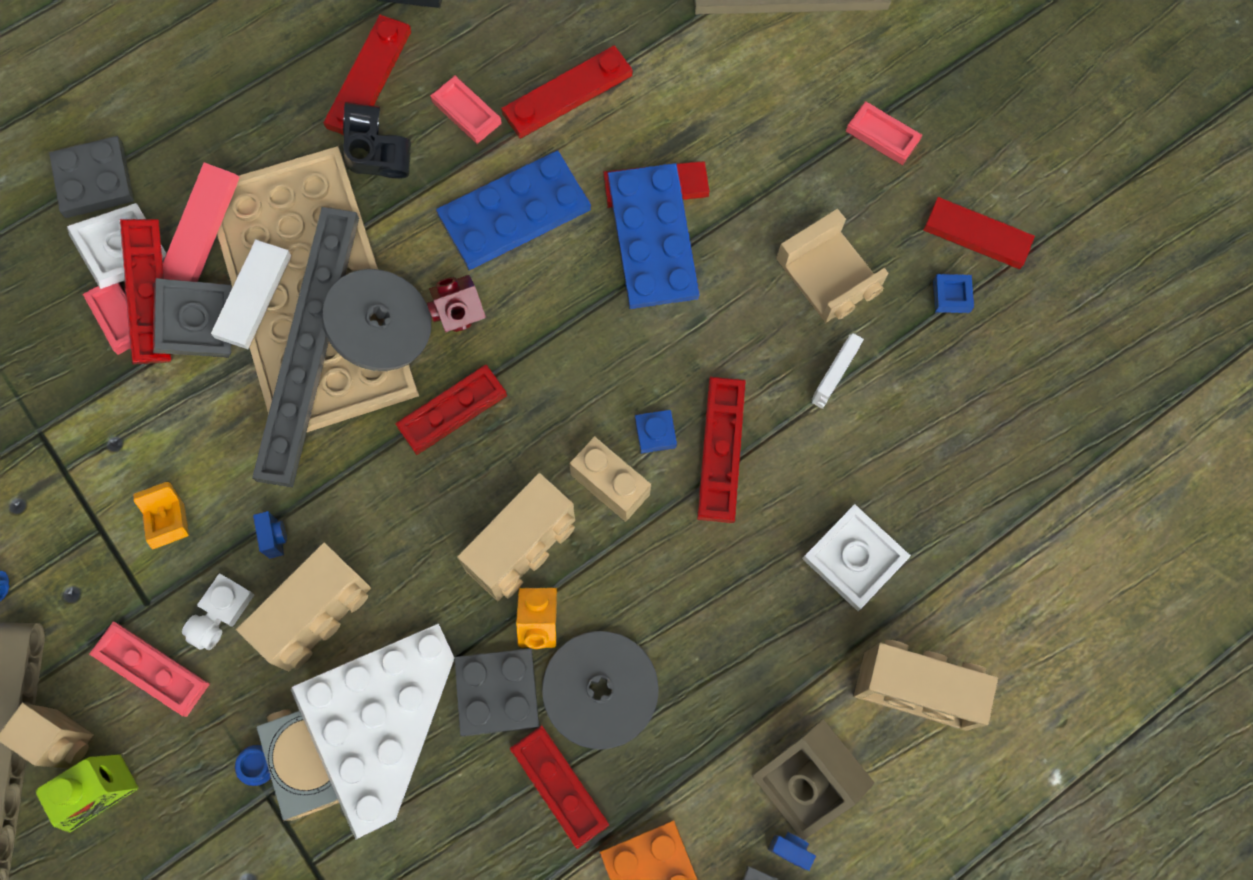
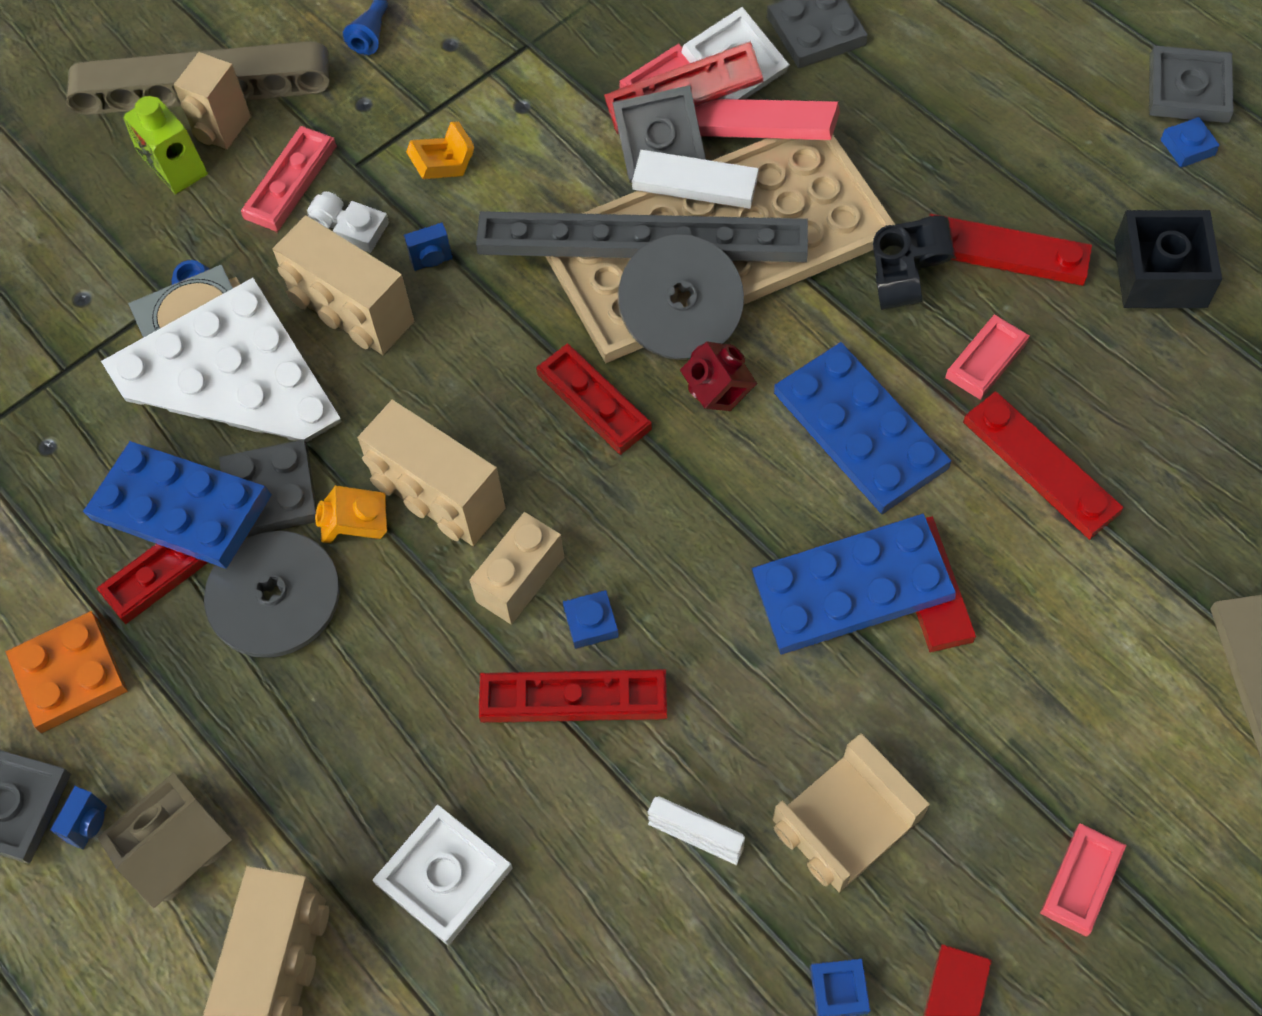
camera: 90 degrees right, 10 degrees down
(506, 772) = (178, 504): none -> blue plate

